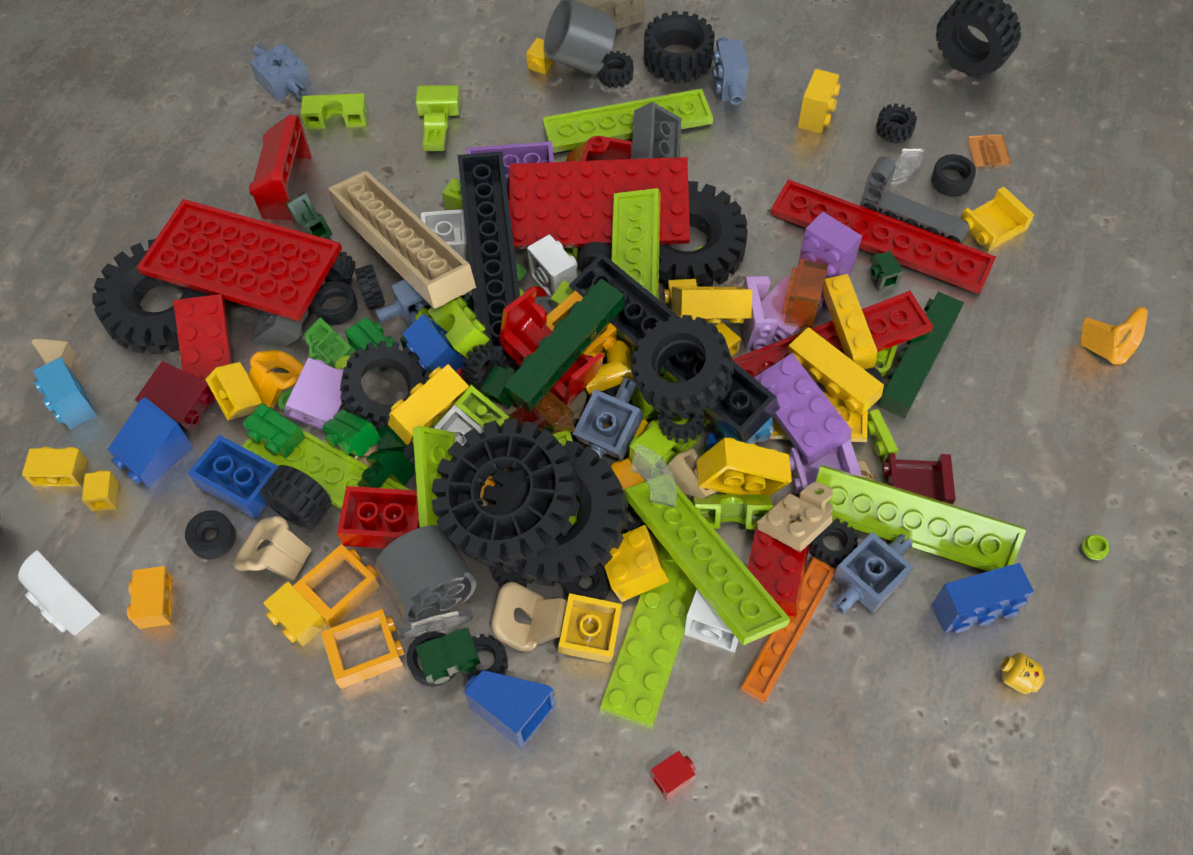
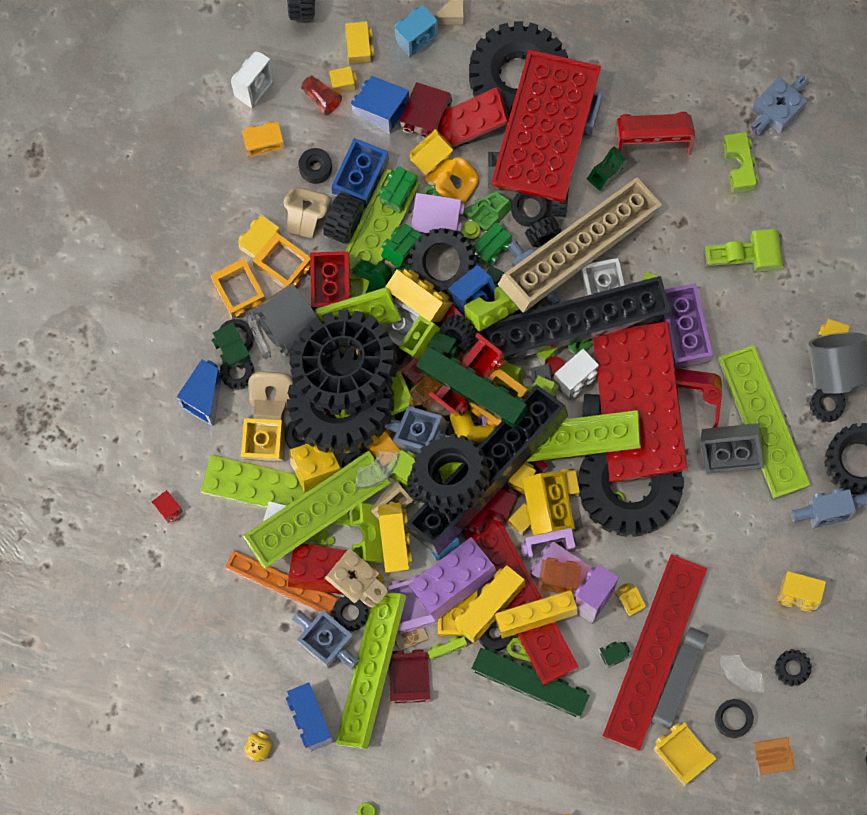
camera: 85 degrees right, 15 degrees up
(111, 517) = (321, 95): none -> clear red plant

